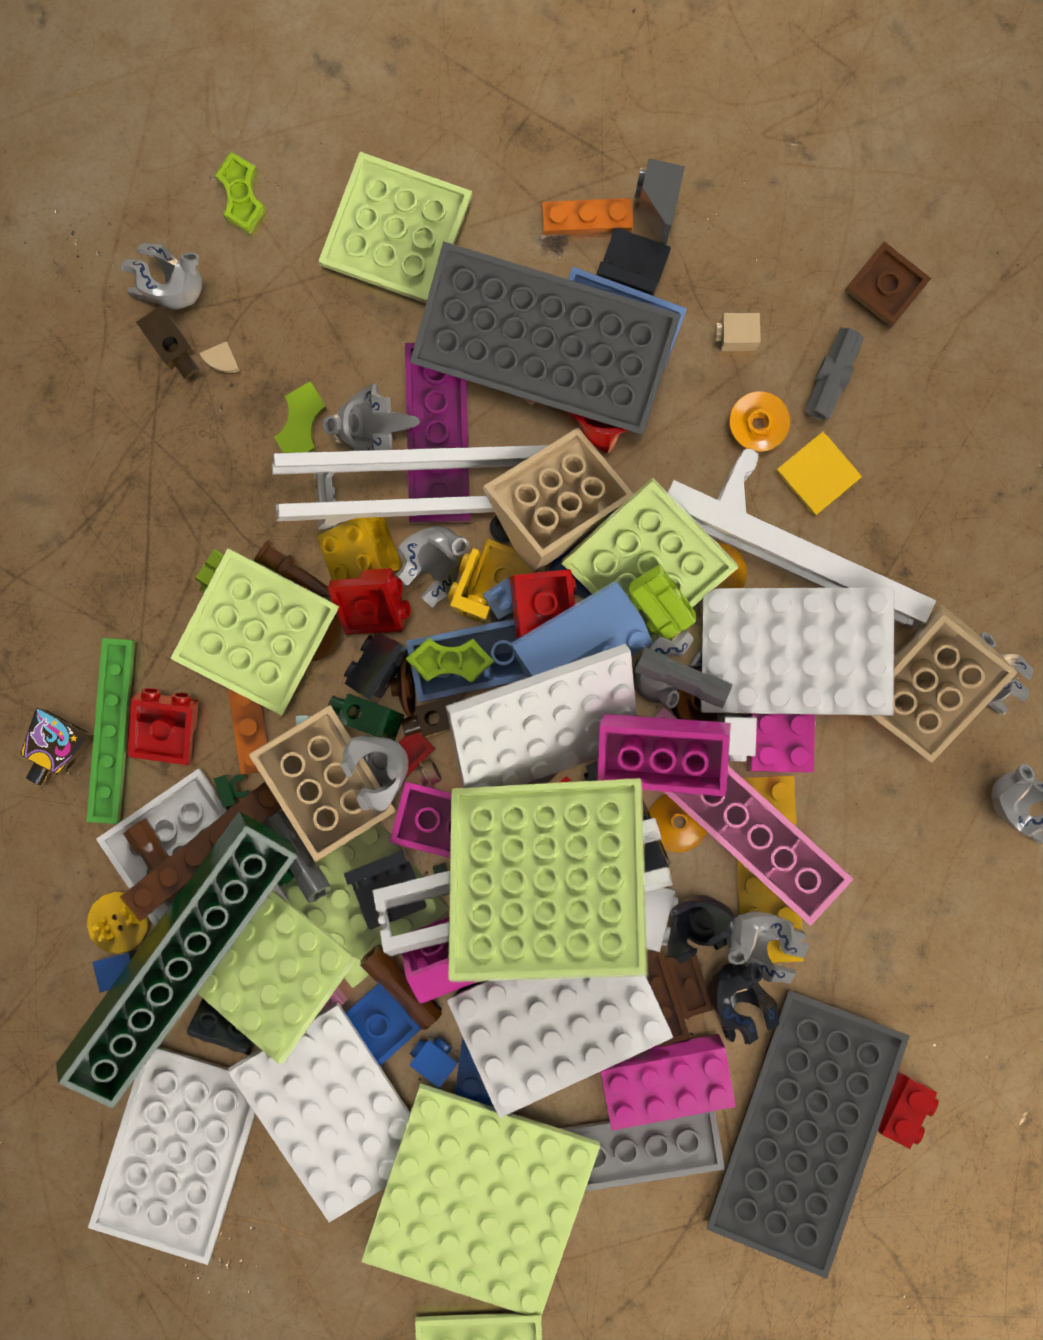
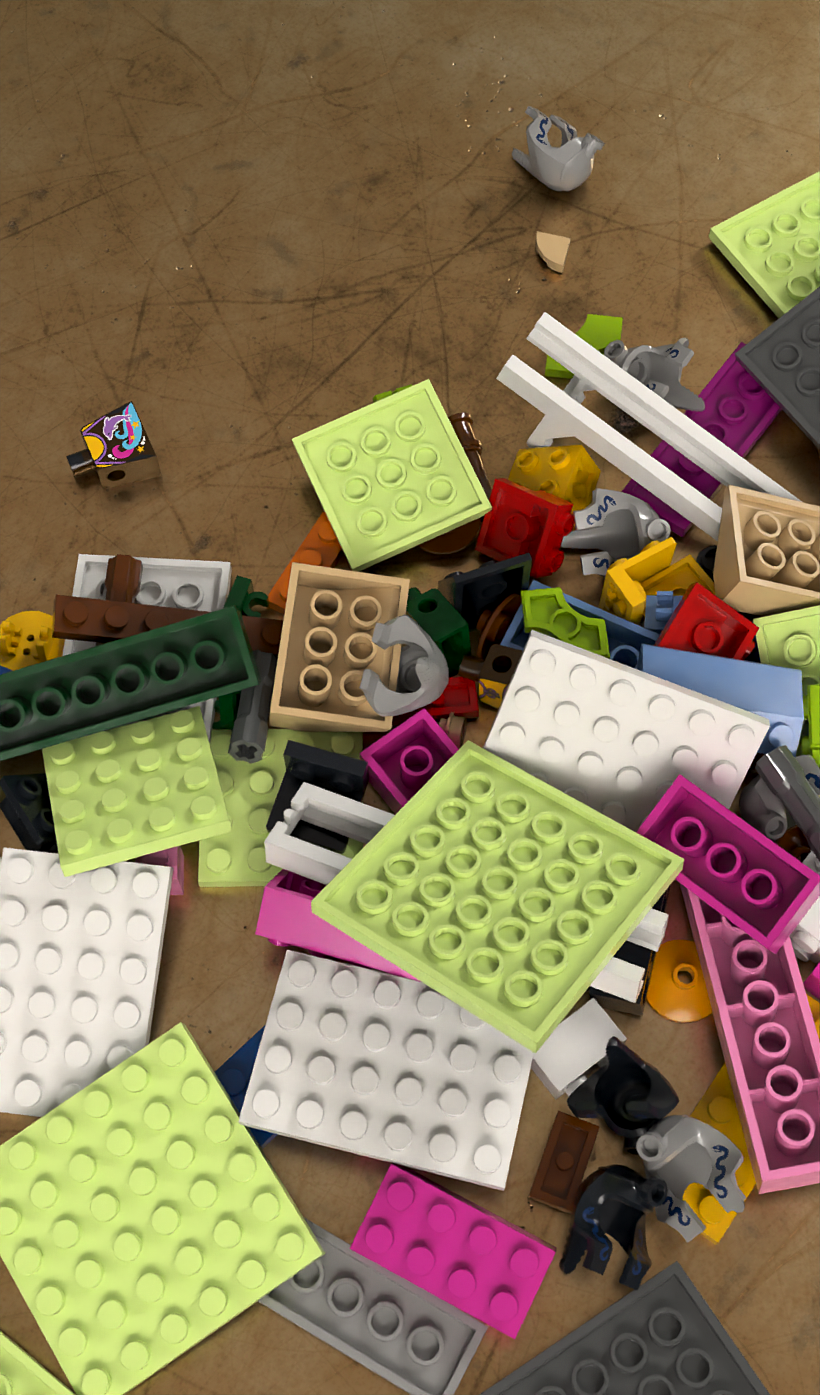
camera: 40 degrees right, 20 degrees down
(110, 731) = (177, 476): bright green plate -> none
(162, 333) = (518, 203): dark brown torso -> none
(162, 726) = (229, 503): red plate -> none
(242, 206) = (675, 150): lime tile -> none
(382, 1023) = (198, 941): blue plate -> none
(387, 973) = (247, 885): reddish brown axle -> none
(433, 1059) = (218, 1020): blue brick -> none
(664, 992) = (532, 1135): reddish brown plate -> none

